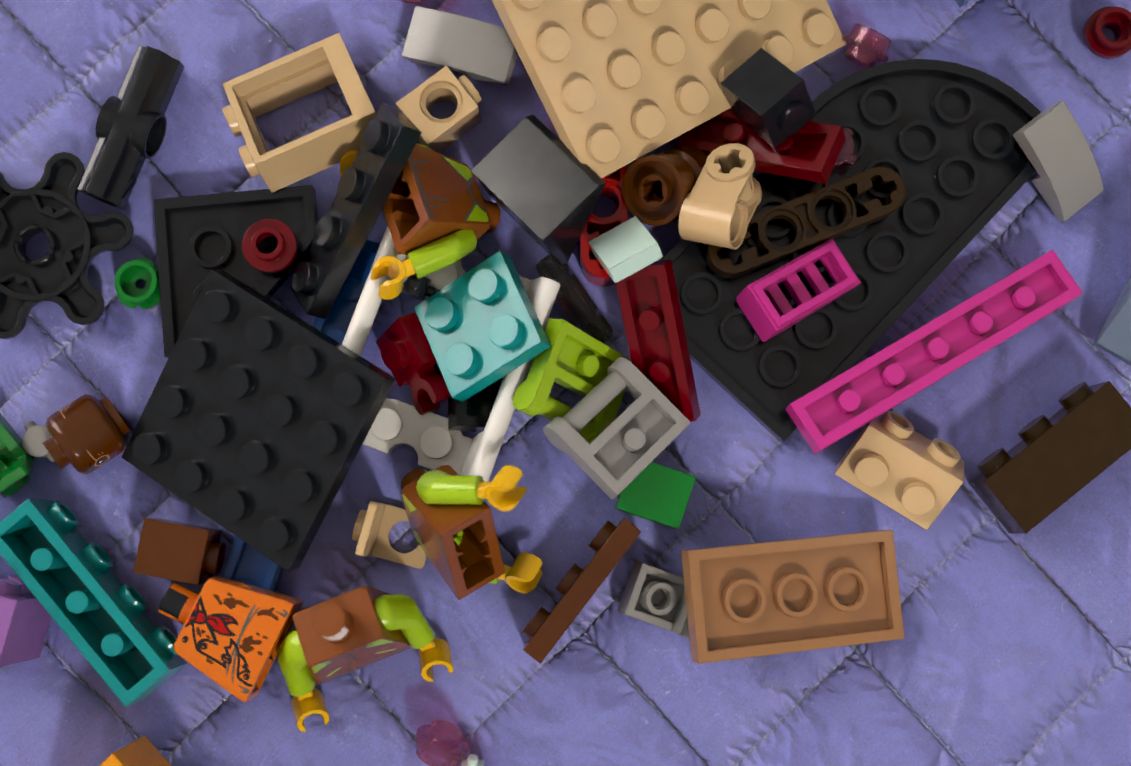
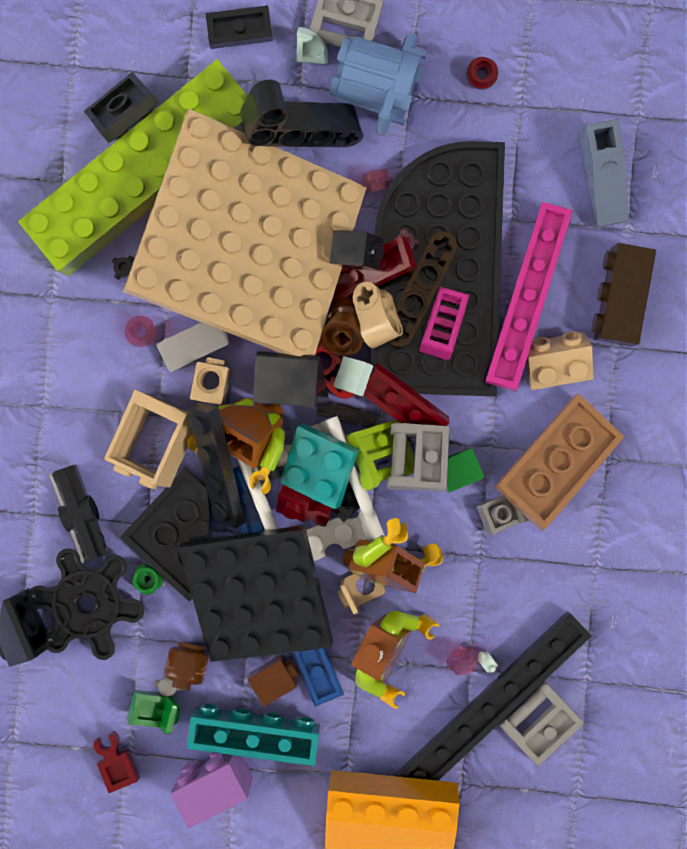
camera: 45 degrees left, 5 degrees up
(230, 630) = (328, 693): orange torso -> none
(280, 257) = (201, 508): dark red plate -> none
(578, 588) = (462, 540): reddish brown plate -> none
(1063, 160) = (511, 157): light grey slope -> none

